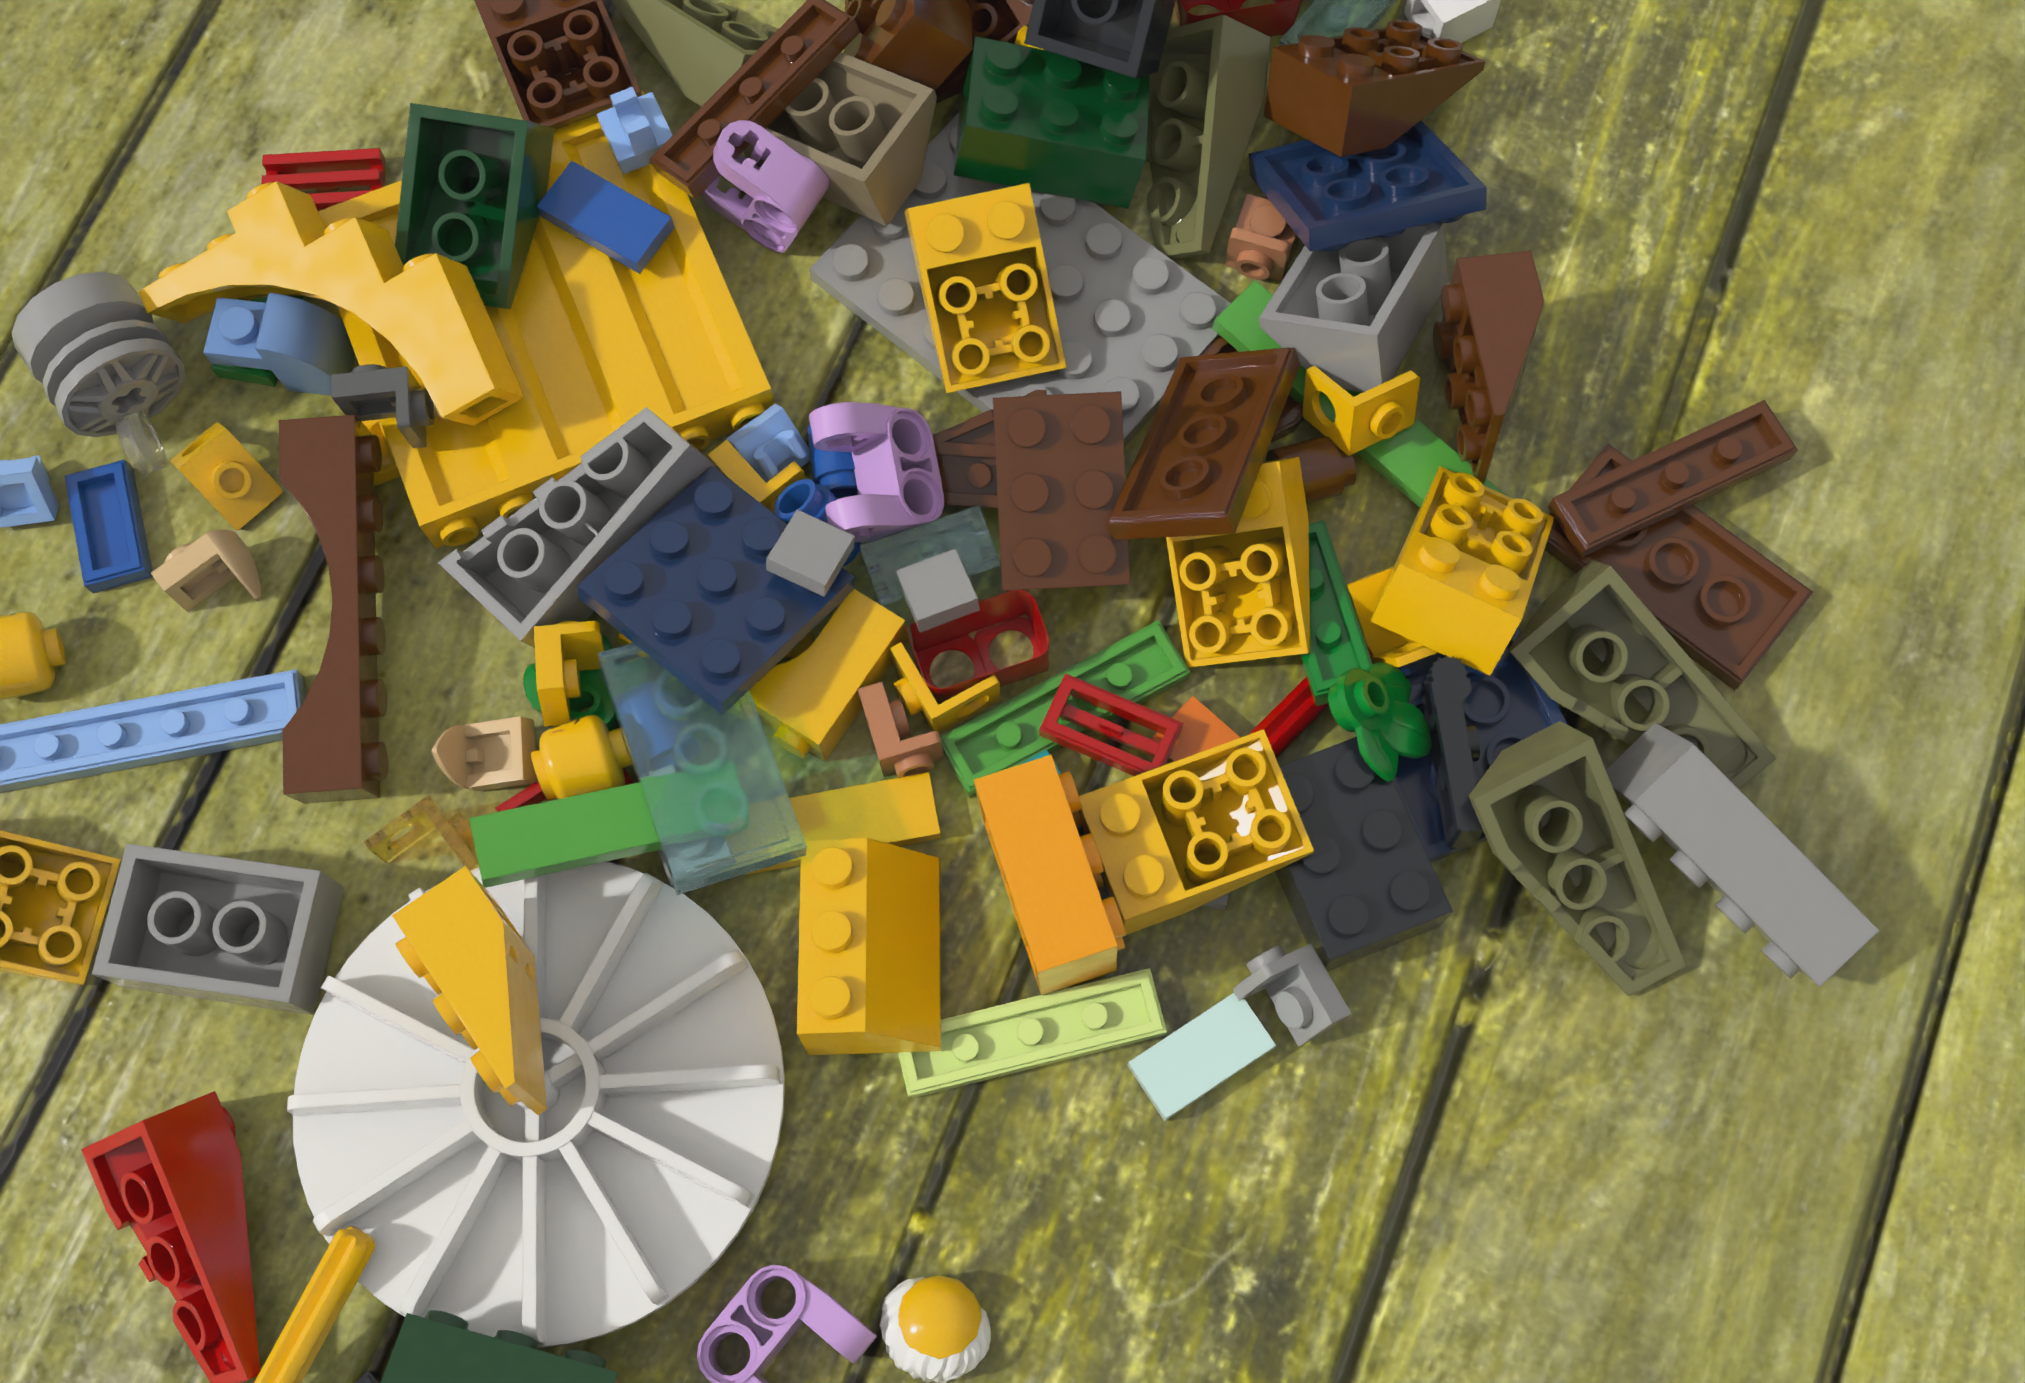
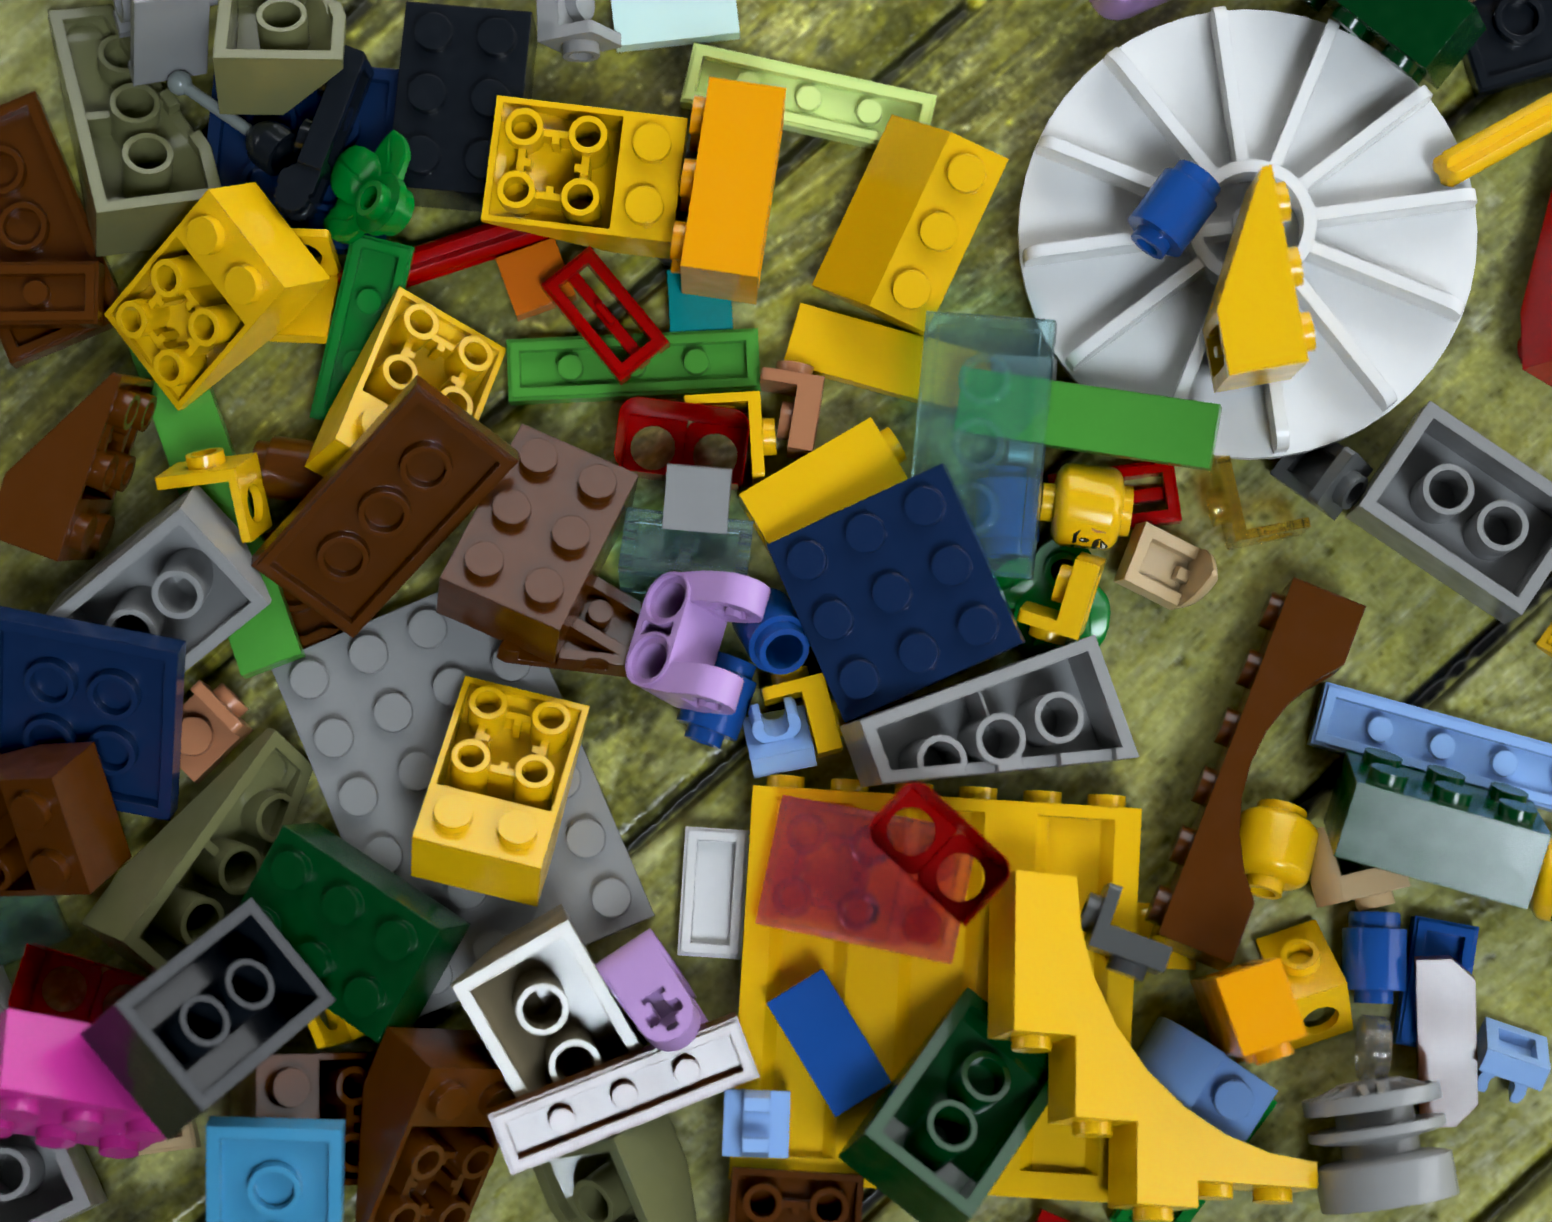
camera: 155 degrees left, 10 degrees up
(78, 480) = (1446, 1035): none -> piece
(141, 626) = (1437, 827): none -> brick
(165, 511) = (1374, 956): none -> blue brick
(240, 381) = (1250, 1010): none -> light orange brick
(289, 561) = (1277, 847): none -> yellow head
(365, 899) = (1326, 477): none -> dark grey bracket
(561, 320) = (946, 824): none -> red piece
(606, 1047) = (1174, 210): none -> blue brick
(623, 342) = (842, 888): none -> clear pink slope
(770, 314) = (713, 893): none -> white tile
(810, 553) = (797, 571): light grey tile -> none
(1503, 722) = (267, 142): none -> black hinge

